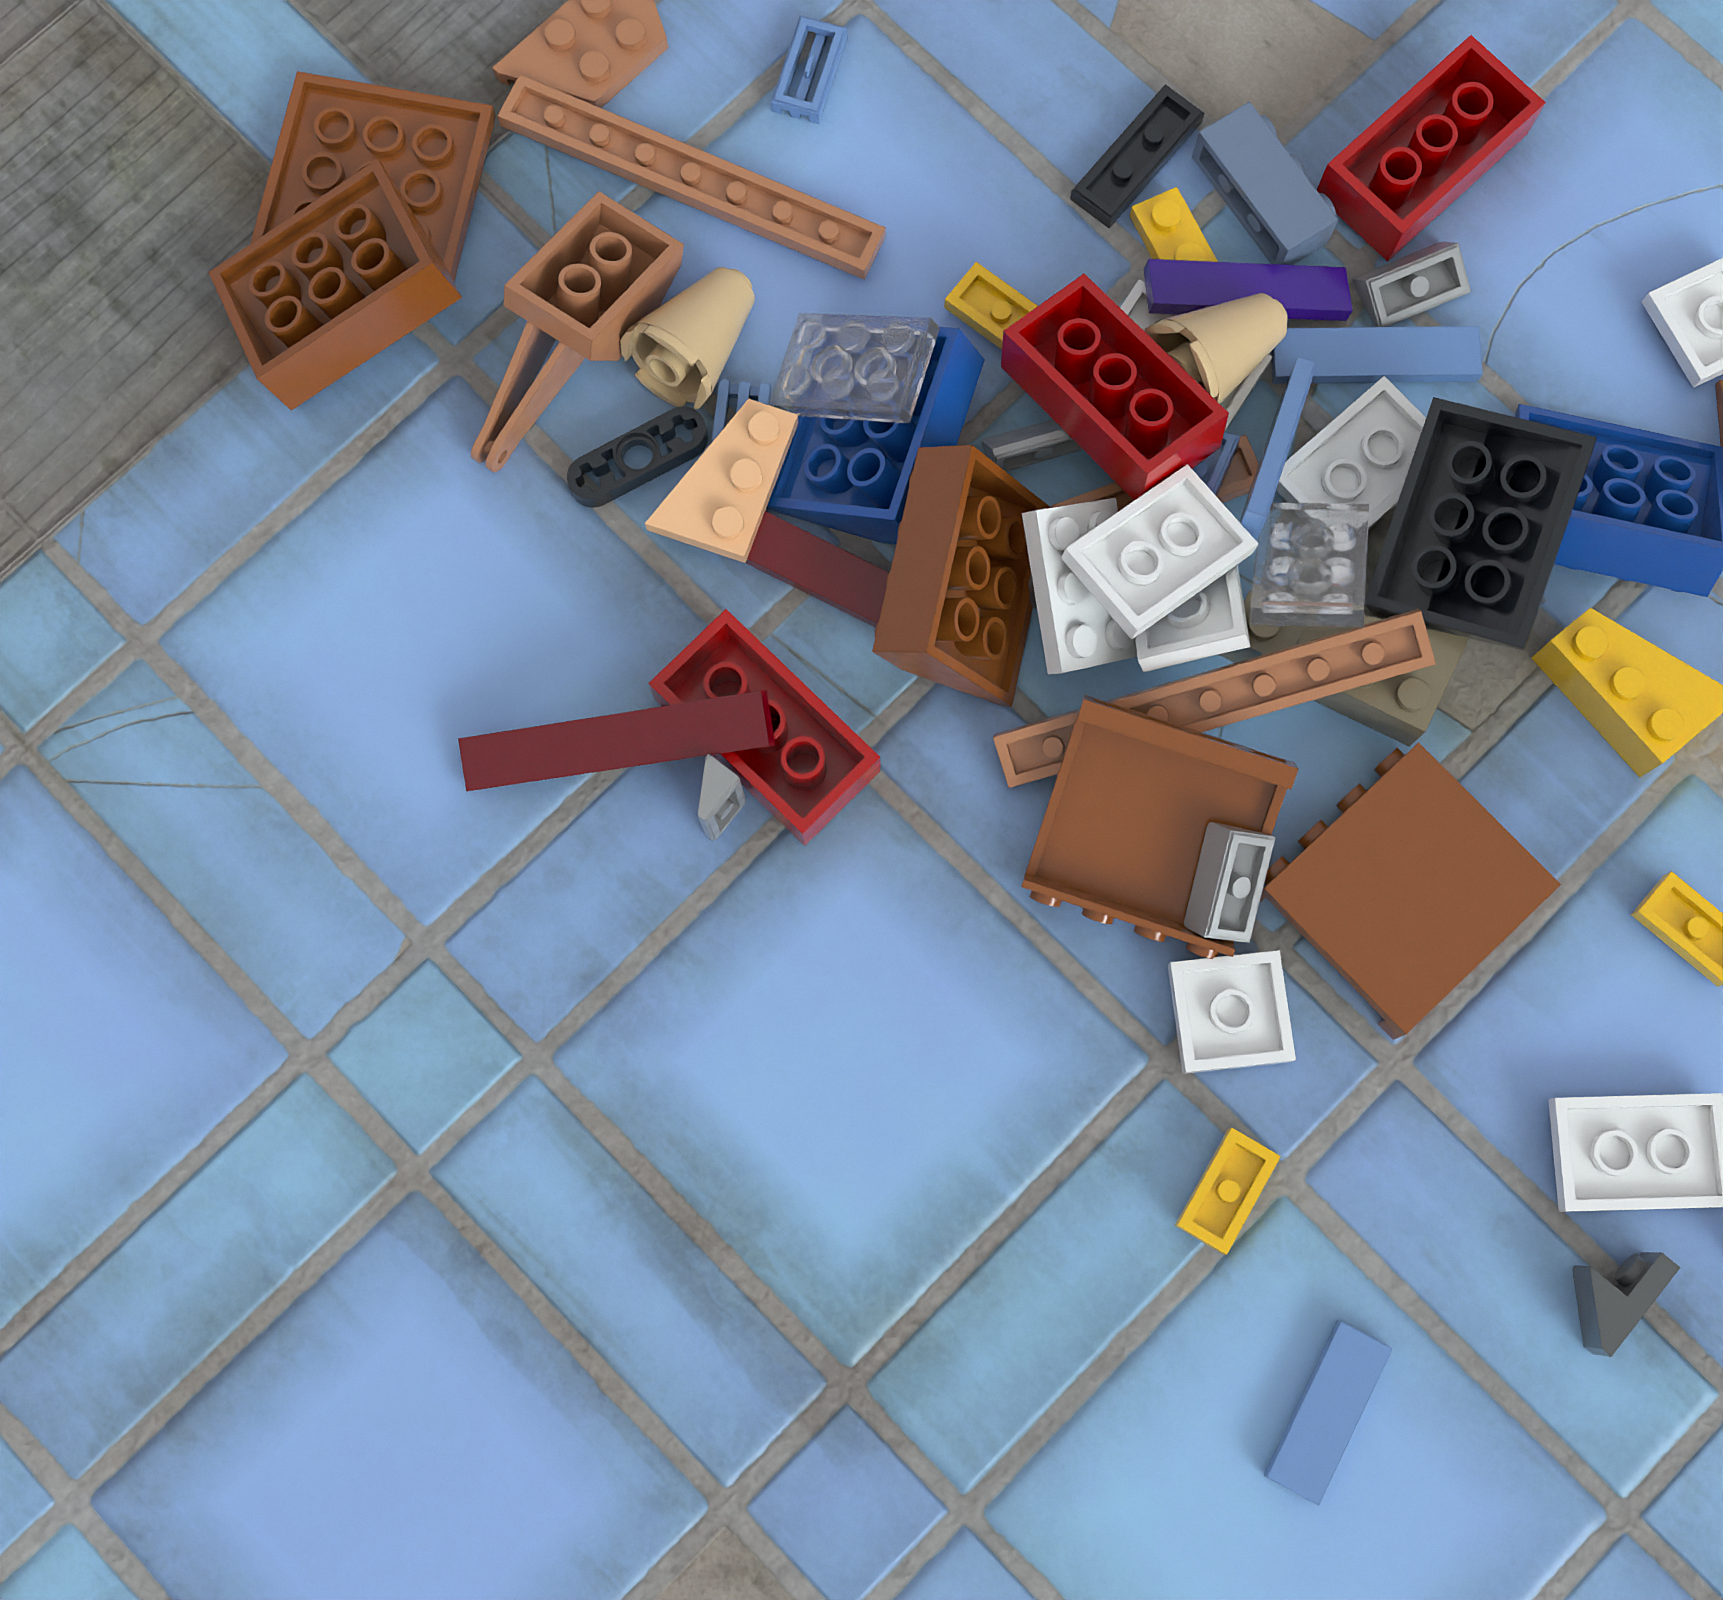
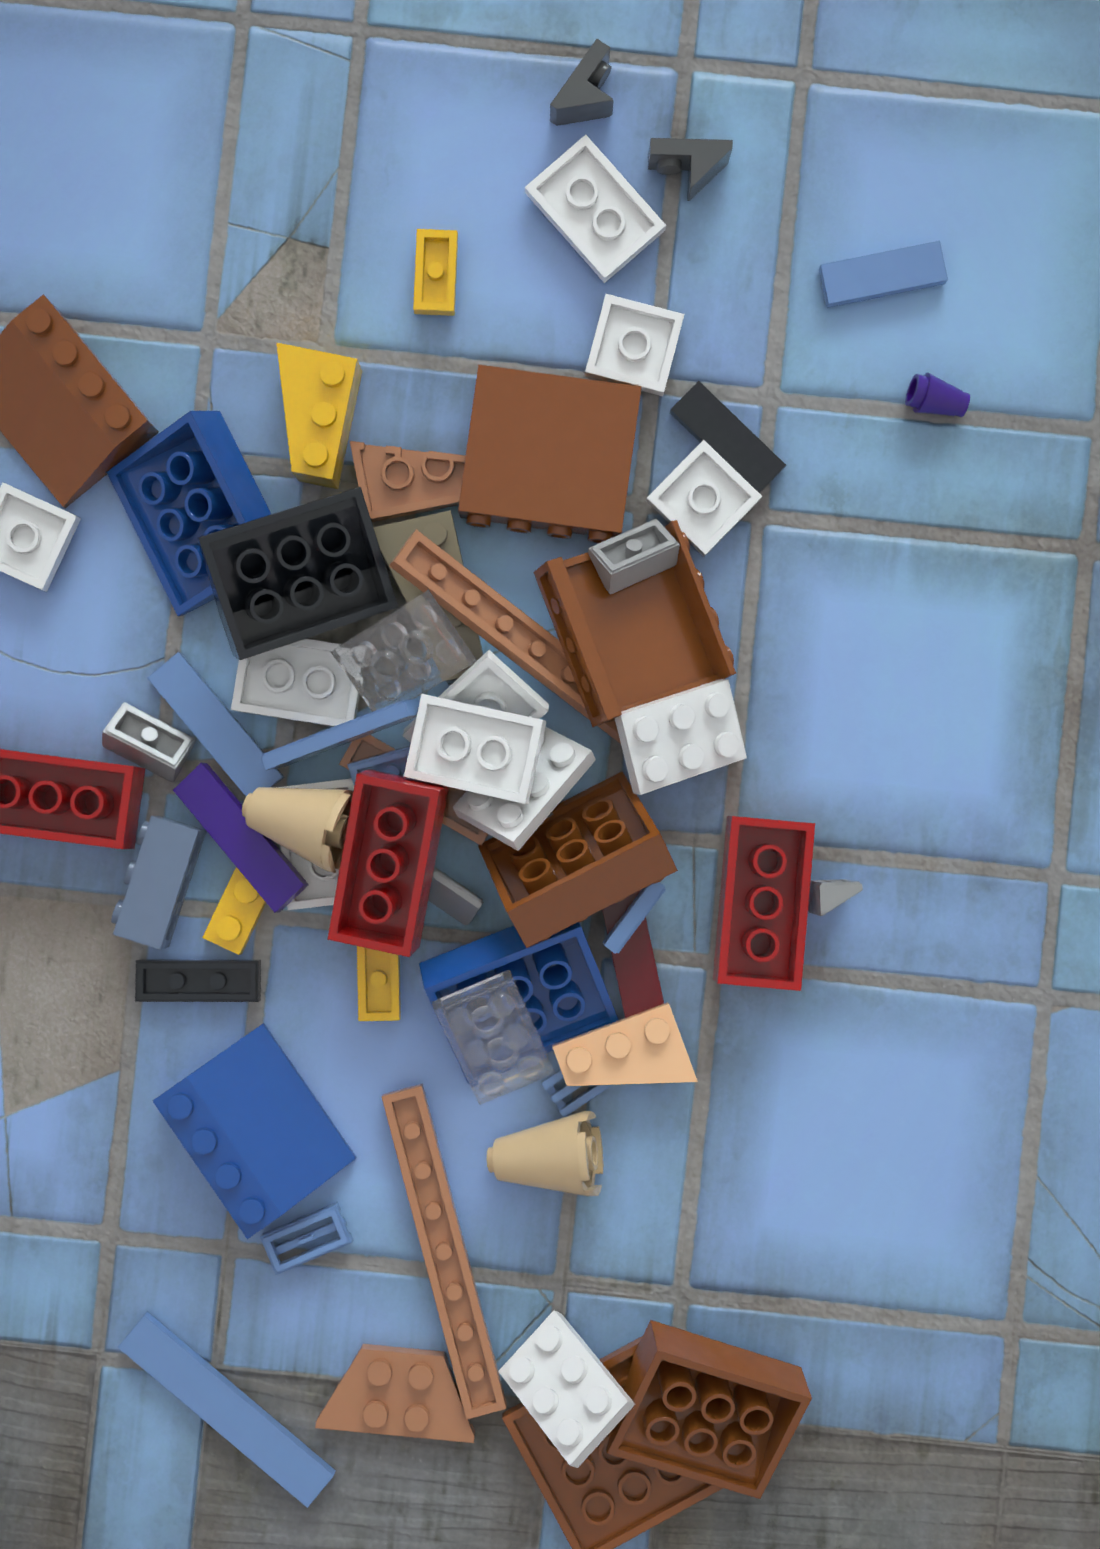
camera: 130 degrees left, 10 degrees up
(468, 173) = (566, 1389): none -> white plate
(586, 293) = (593, 1243): nougat slope -> none
(617, 741) = (848, 980): dark red tile -> none
(643, 435) = (685, 1127): black beam -> none
(858, 587) = (633, 917): none -> medium blue tile
(952, 94) = (255, 1130): none -> blue slope
(1002, 779) = (680, 736): none -> white plate
(1145, 1353) = (934, 396): none -> dark purple cone
(1227, 1191) = (808, 421): yellow plate -> none
(1275, 1092) = (713, 422): none -> black tile
(1456, 1073) = (634, 344): none -> white plate
(1492, 720) = (406, 481): none -> nougat wing

